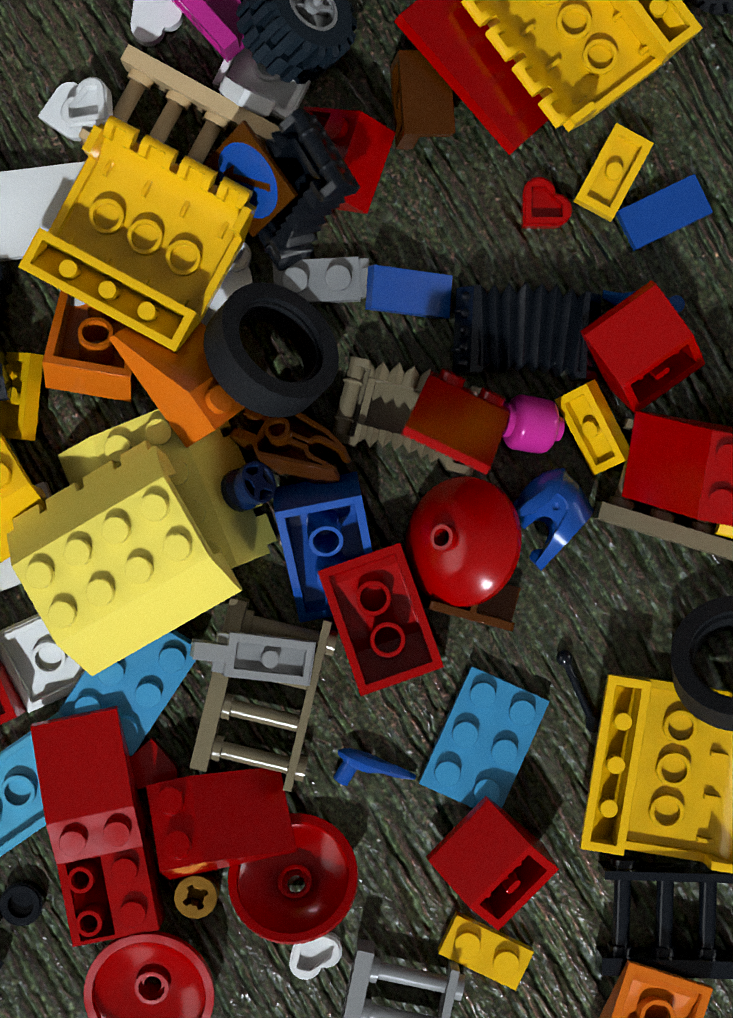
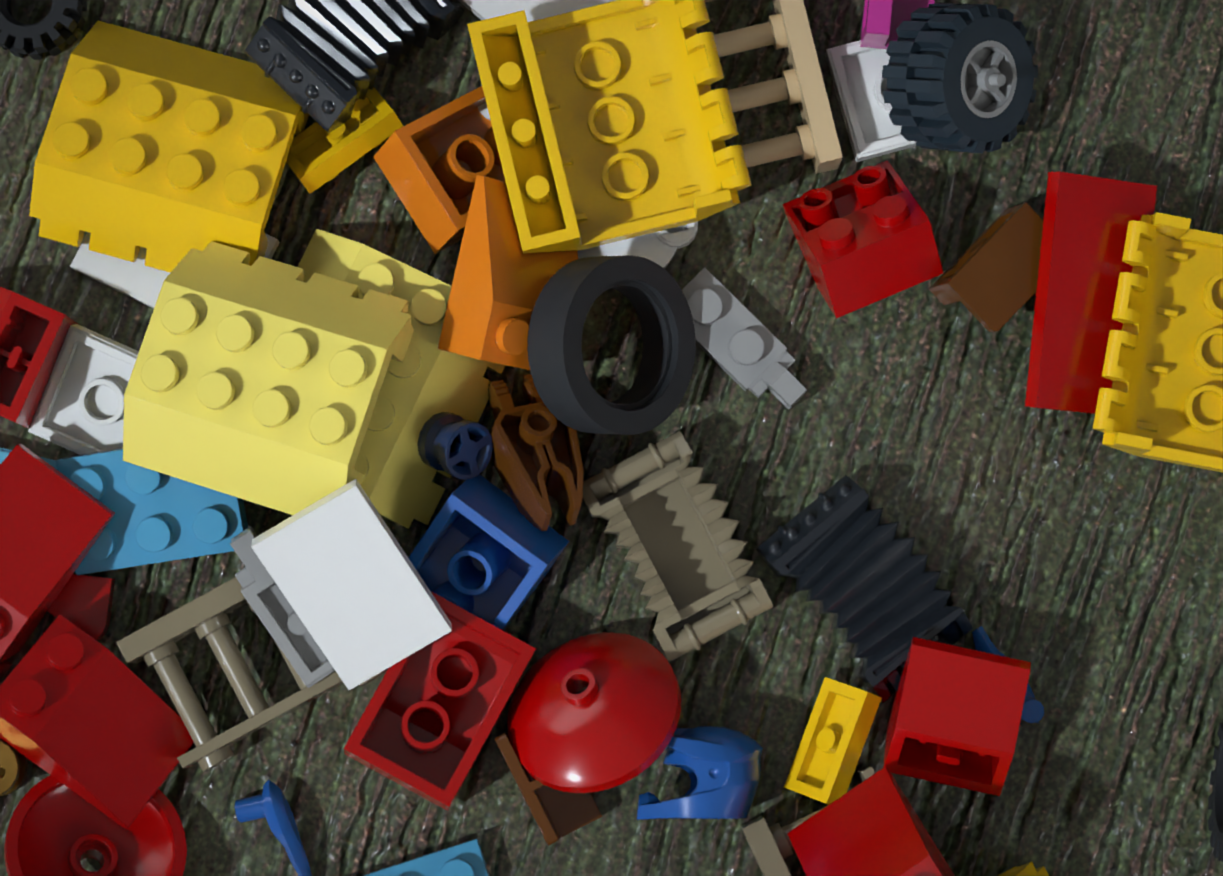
camera: 45 degrees right, 5 degrees down
(246, 97) = (841, 95): white tile -> none
(250, 164) = (774, 157): piece -> none
(275, 612) = (351, 584): none -> white tile
(320, 180) = (794, 223): black piece -> none
(408, 292) = (797, 430): blue tile -> none
(458, 420) = (708, 590): red slope -> none
(533, 424) = (777, 674): dark pink head -> none
(543, 206) = (1008, 488): red tile -> none
(613, 172) = (1107, 527): yellow plate -> none
(664, 212) = (1115, 616): blue tile -> none

